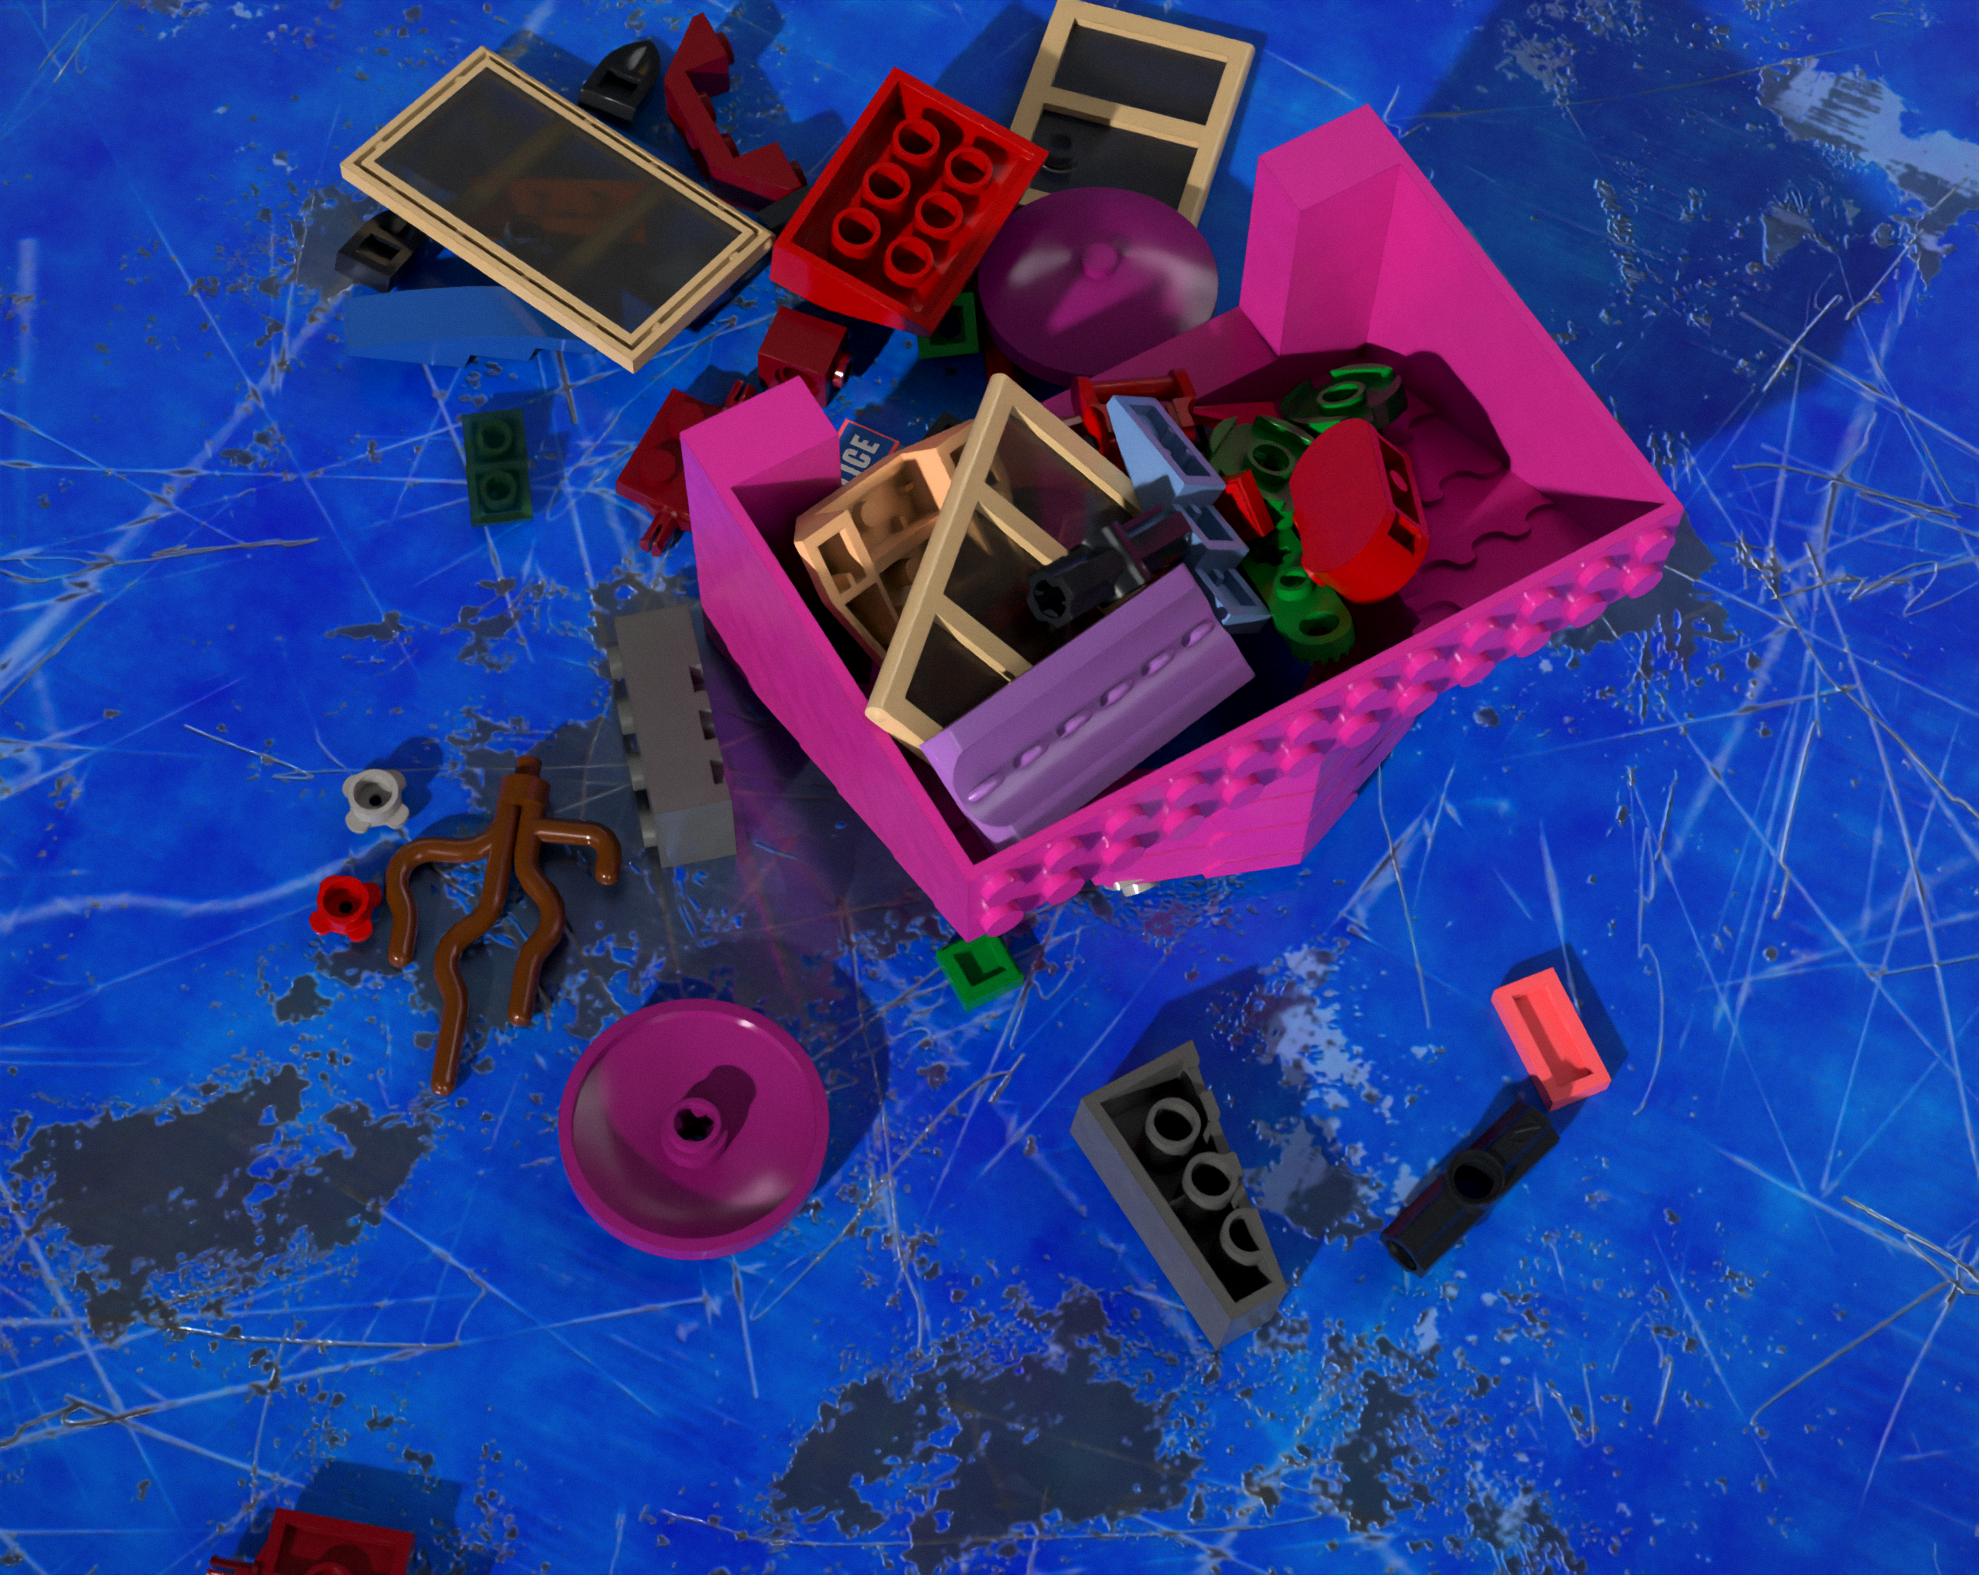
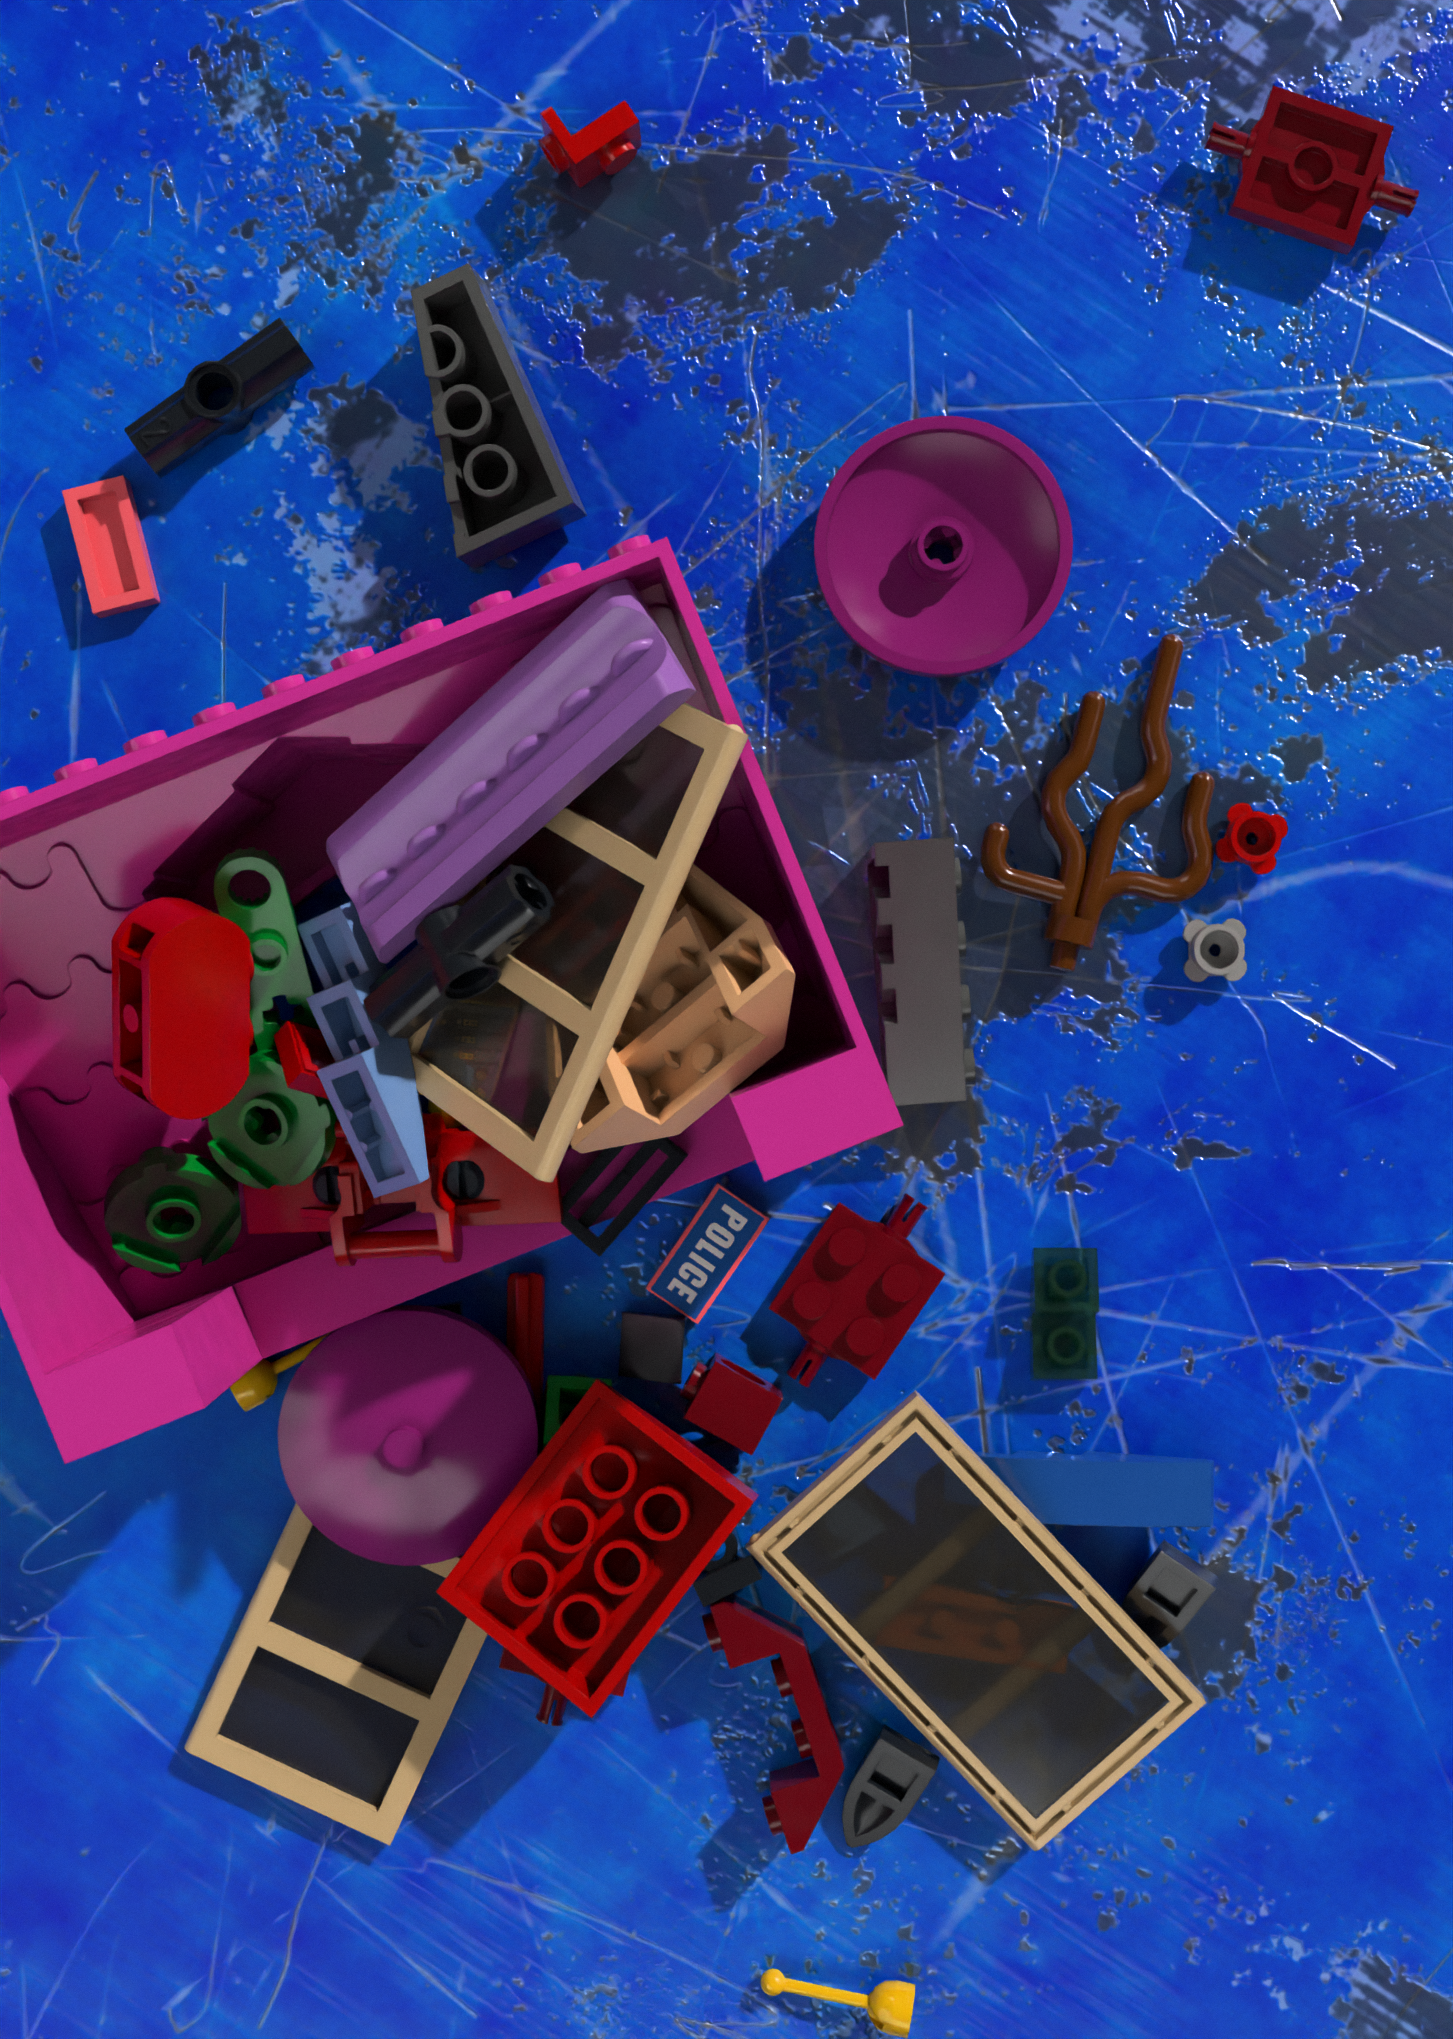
camera: 170 degrees left, 25 degrees up
(885, 398) = (652, 1346): none -> black slope
(1112, 1505) = (597, 148): none -> red bracket

